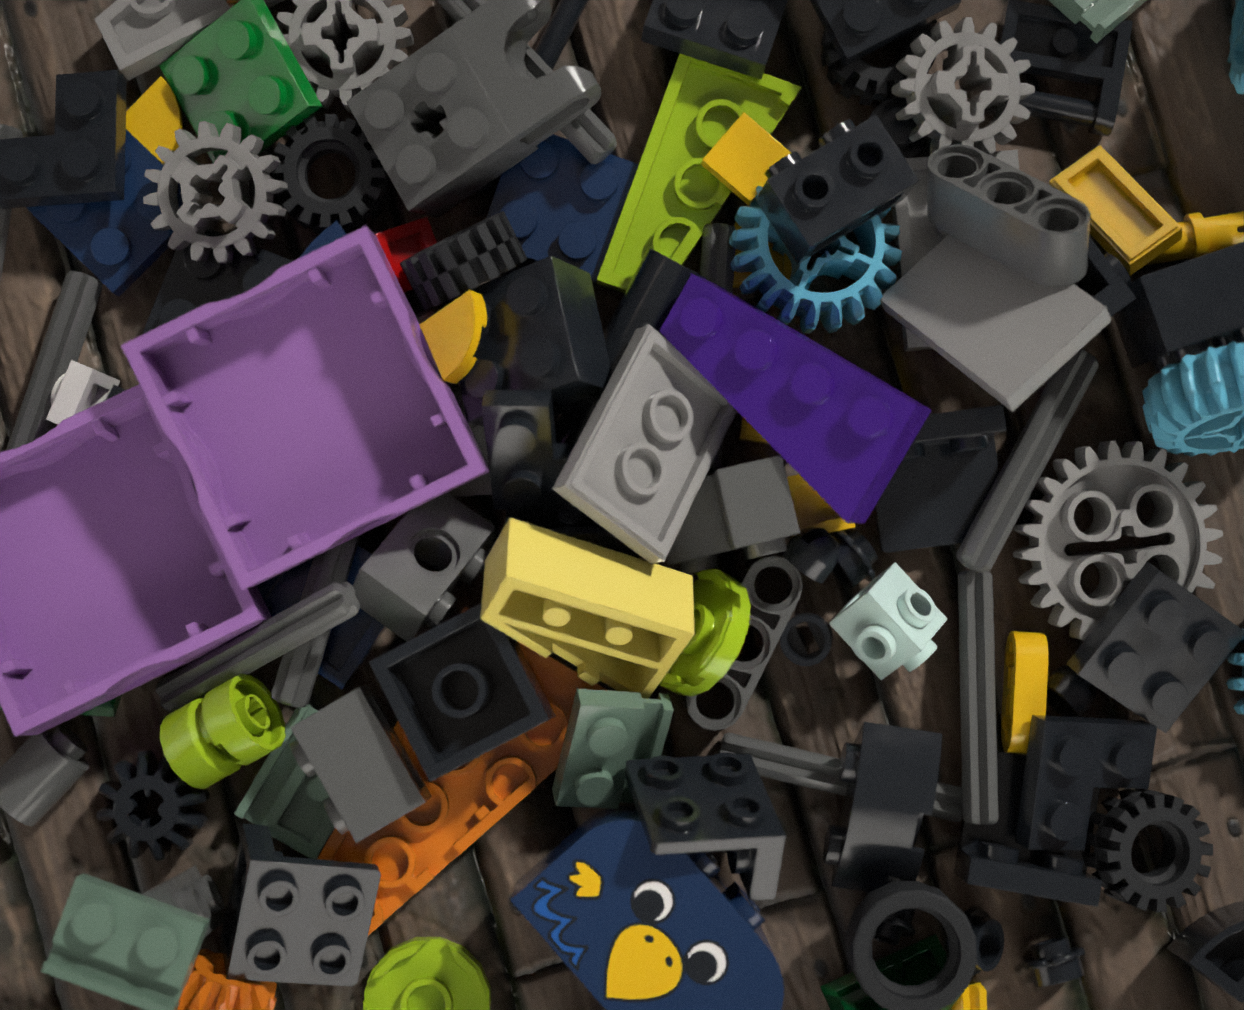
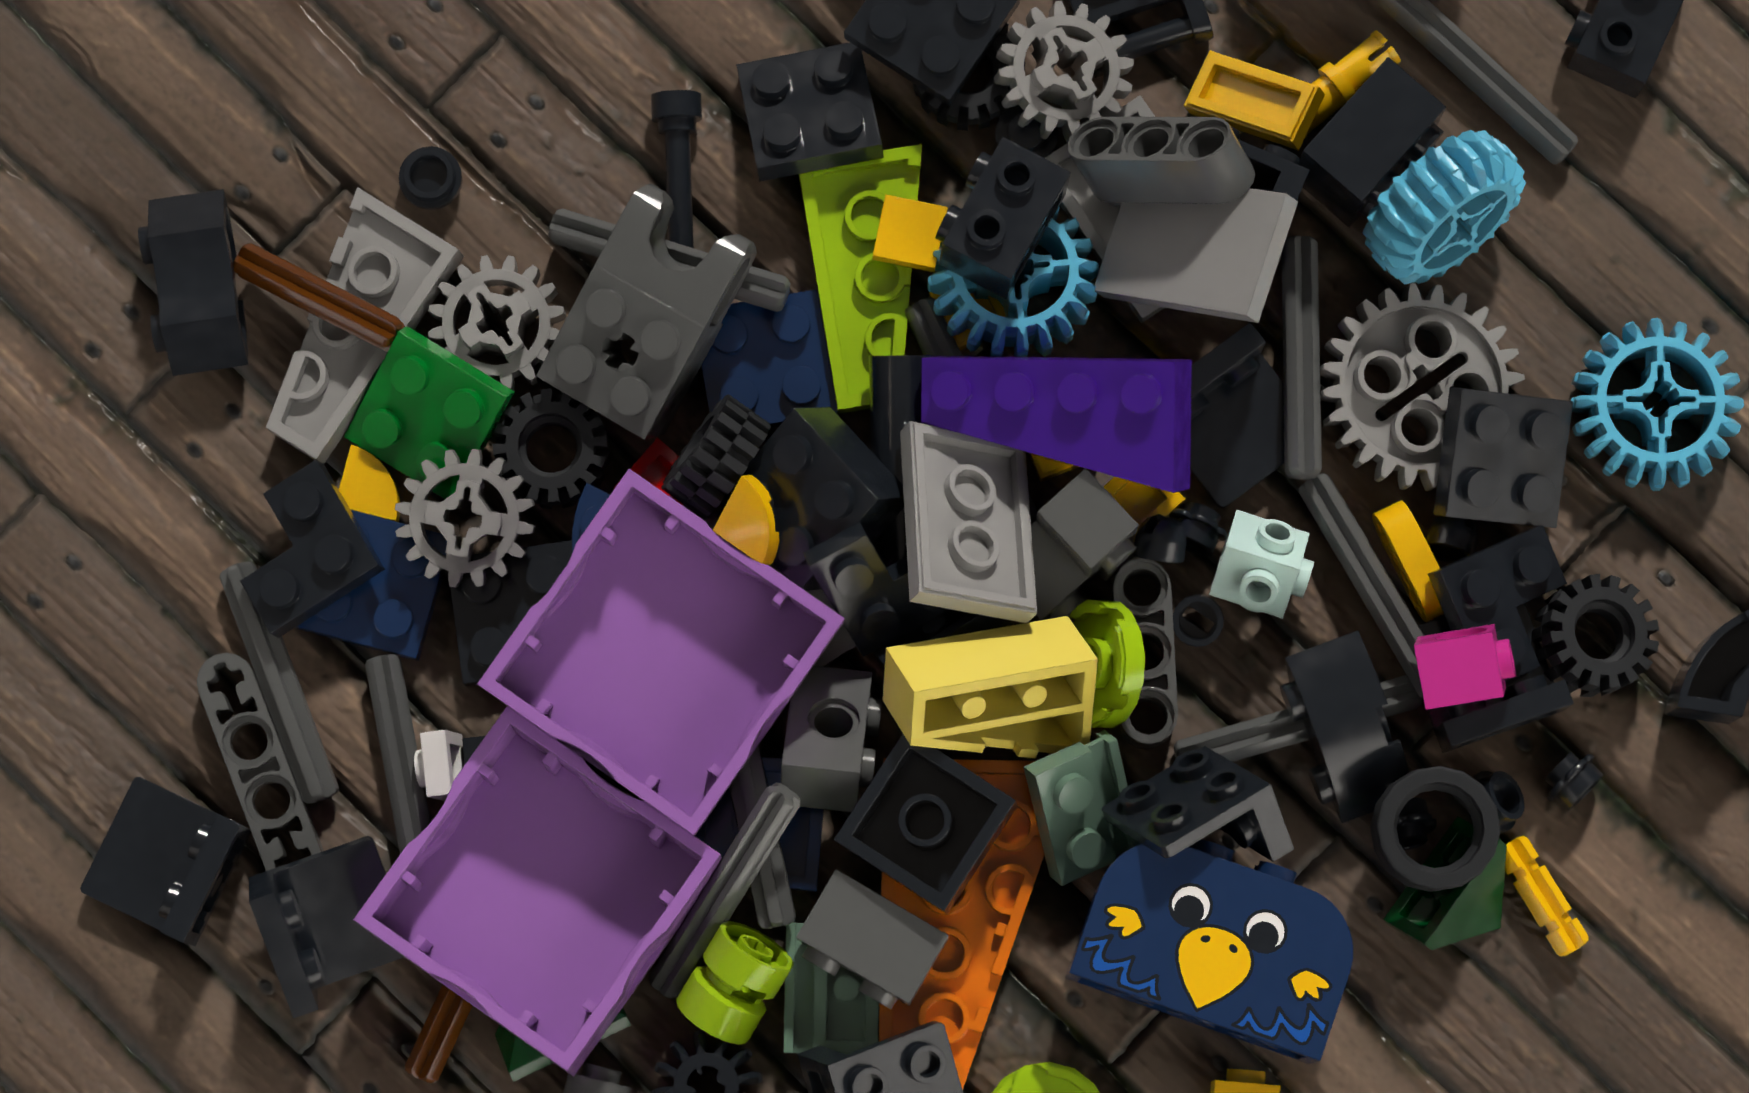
camera: 25 degrees left, 5 degrees down
(1020, 821) = (1463, 666): none -> dark pink brick

